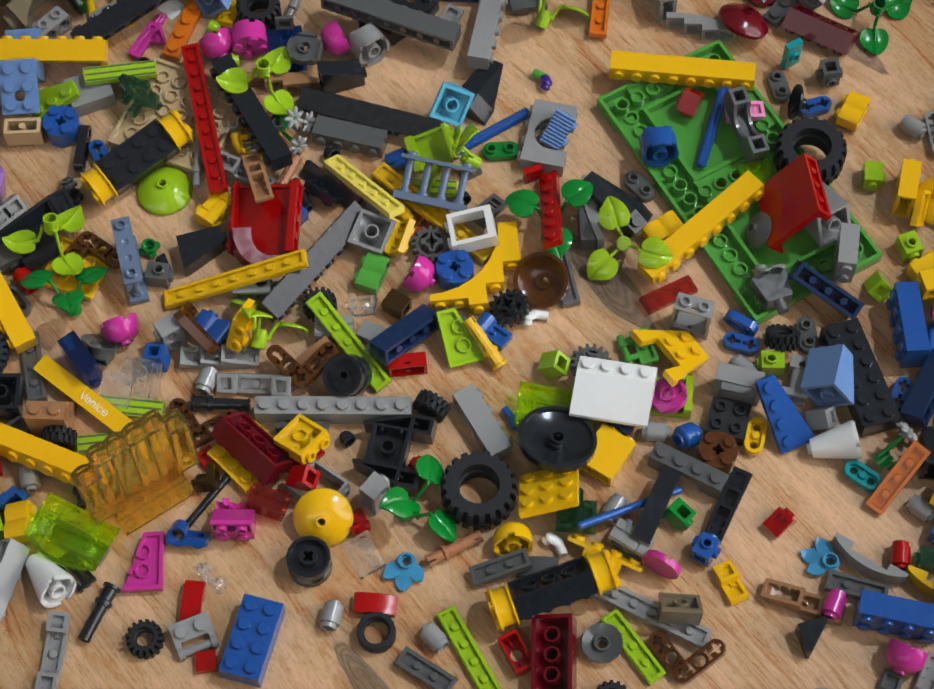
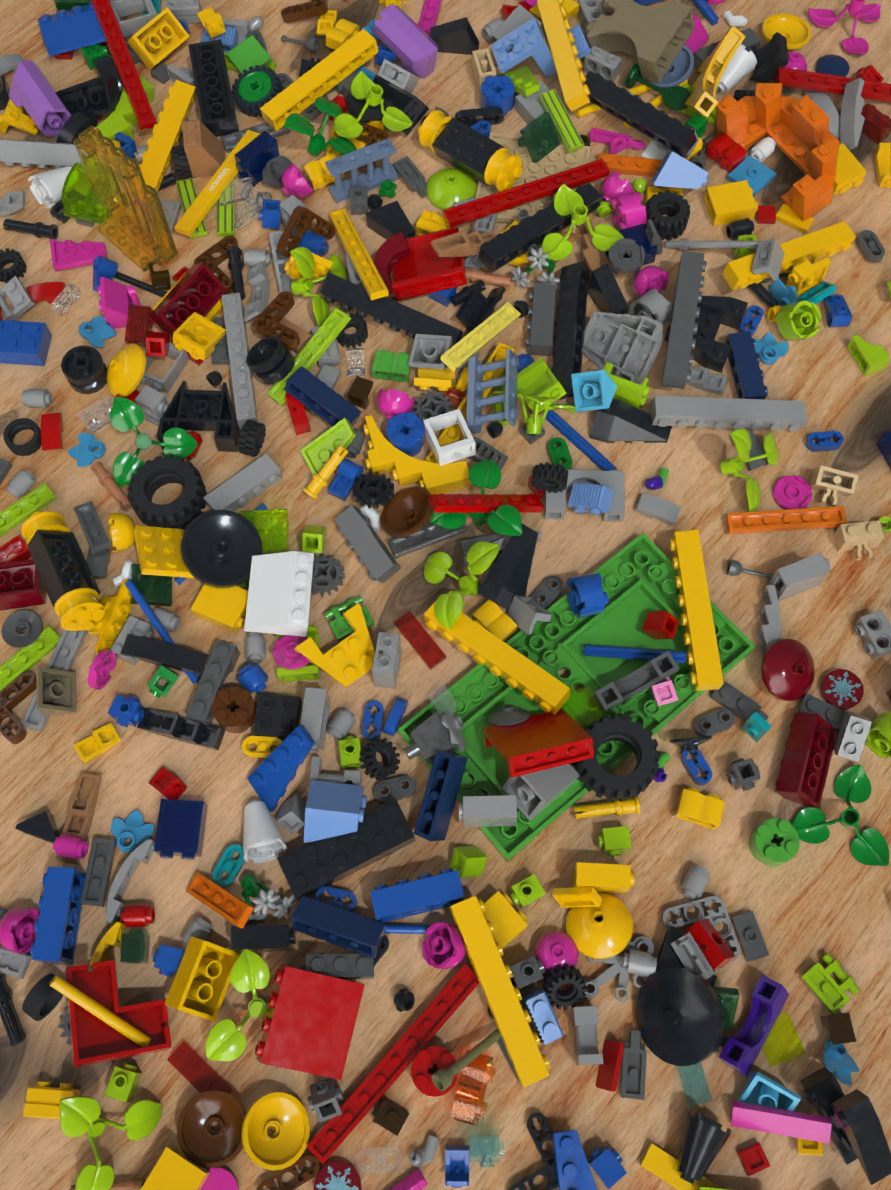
camera: 80 degrees right, 5 degrees up
(110, 300) = (318, 174): none -> yellow brick
(147, 220) = (411, 176): none -> dark grey hinge
(258, 549) = (98, 331): none -> dark azure plate
(402, 74) = (625, 342): none -> light grey wedge
(456, 75) = (629, 391): none -> lime panel
(538, 151) = (549, 477): none -> black tyre
(567, 320) = (367, 544): none -> dark grey brick
(571, 84) = (657, 507): none -> light grey slope
(641, 40) = (735, 568): none -> dark grey hinge
(662, 199) = (526, 612): none -> light grey panel
(739, 276) = (443, 700): none -> clear bracket
(768, 63) = (737, 702): none -> dark grey hinge
(824, 512) = (180, 829): none -> clear blue brick
(844, 177) = (608, 808): none -> yellow pin
(887, 65) = (782, 833): none -> bright green brick

